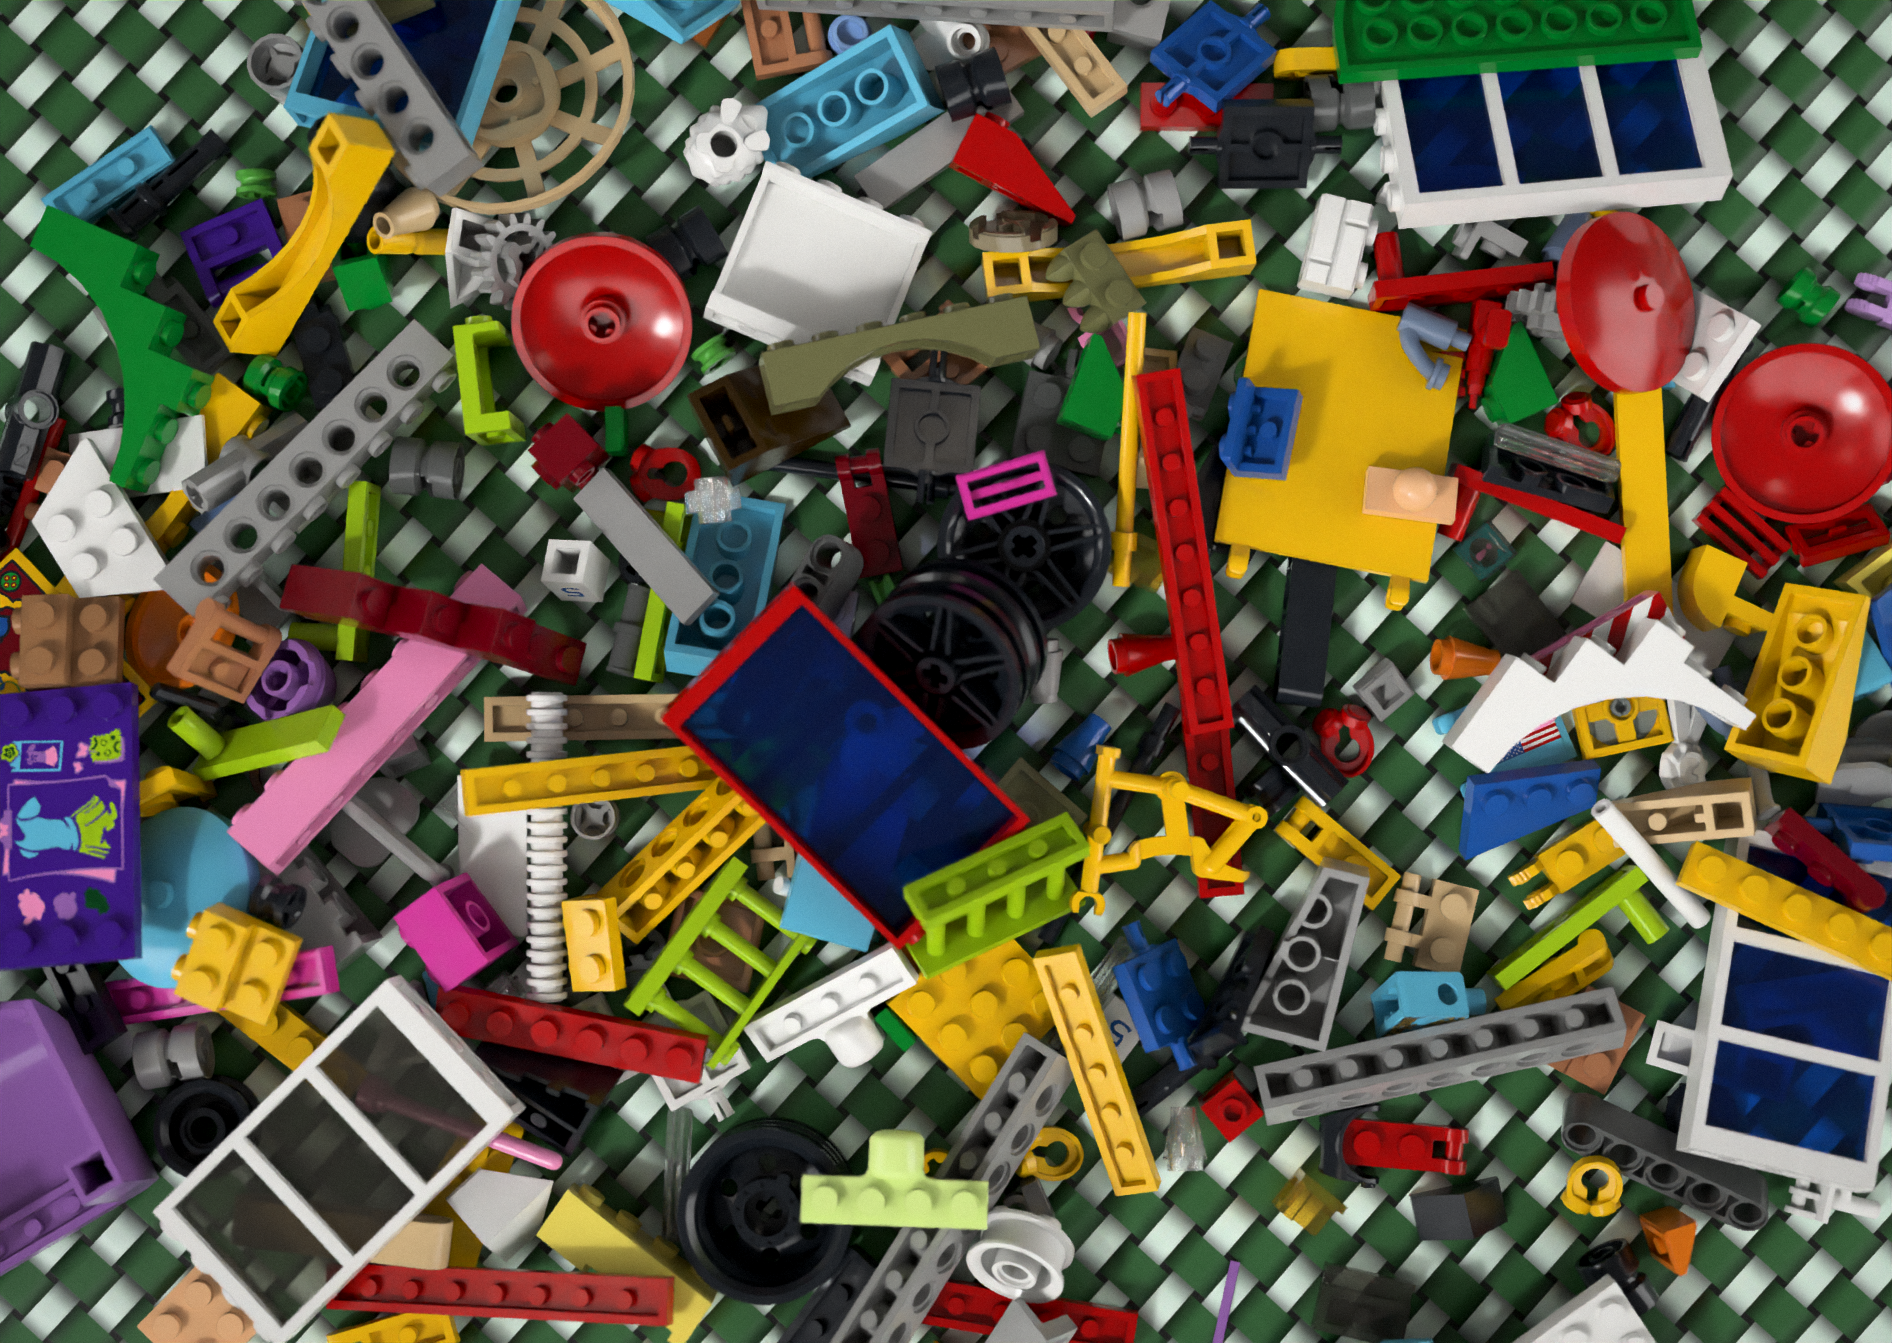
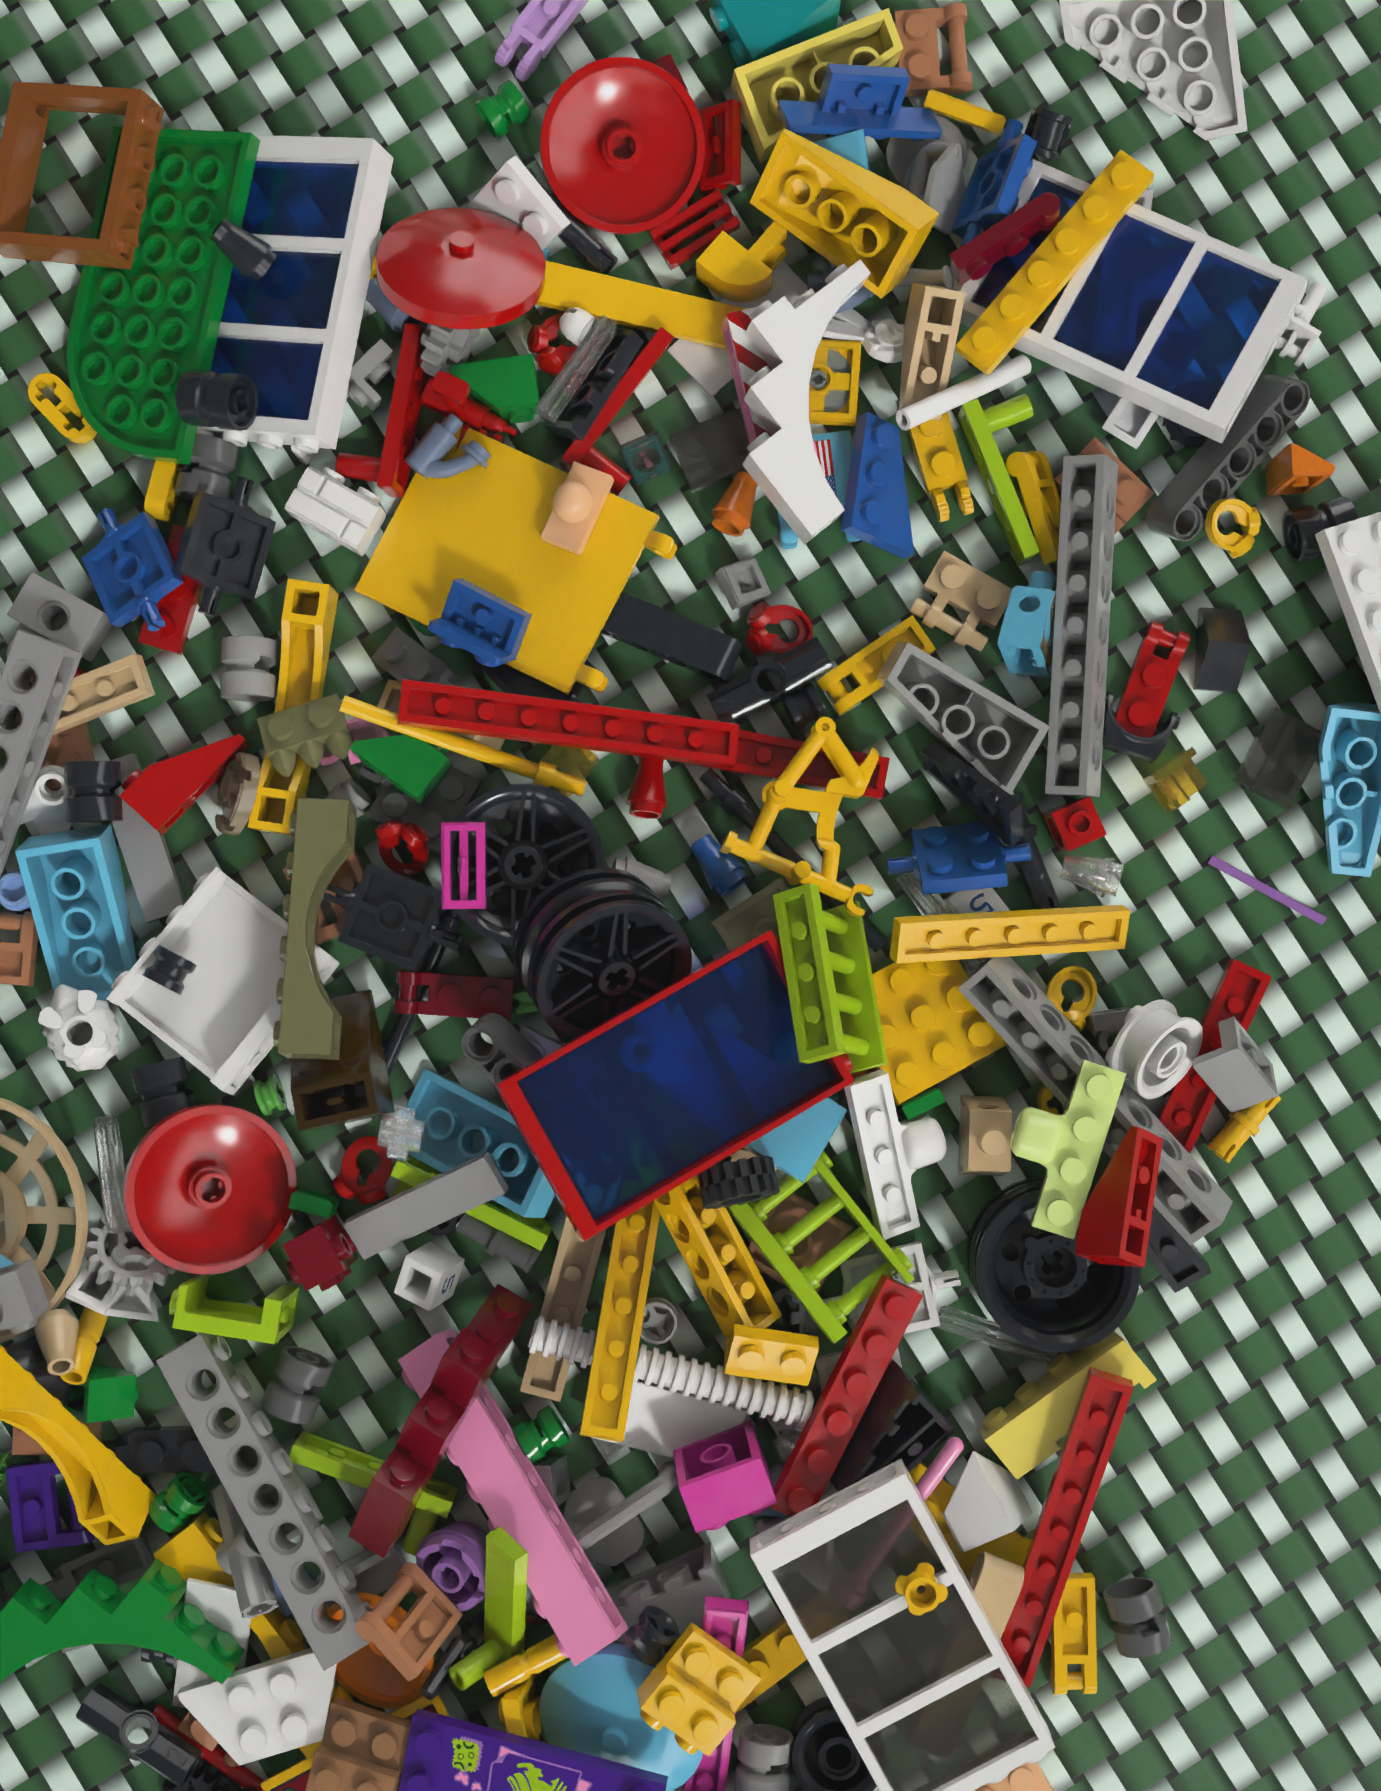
camera: 75 degrees left, 0 degrees up
(208, 779) = (522, 1666): none -> yellow piece
(392, 1173) = (924, 1601): none -> yellow plate
(436, 727) = (532, 1438): none -> green wheel
(590, 216) = (111, 1172): none -> clear axle
(761, 859) = (738, 1182): none -> black tyre
(813, 215) = (169, 970): none -> black wheel
(850, 1261) = (1120, 1209): none -> red slope
(879, 1103) = (984, 1136): none -> tan torso
(1017, 429) = (416, 840): none -> red piece
(1413, 94) = (217, 399): none -> black wheel
(1577, 75) = (243, 250): none -> black cone
(1603, 438) = (575, 324): none -> white hinge

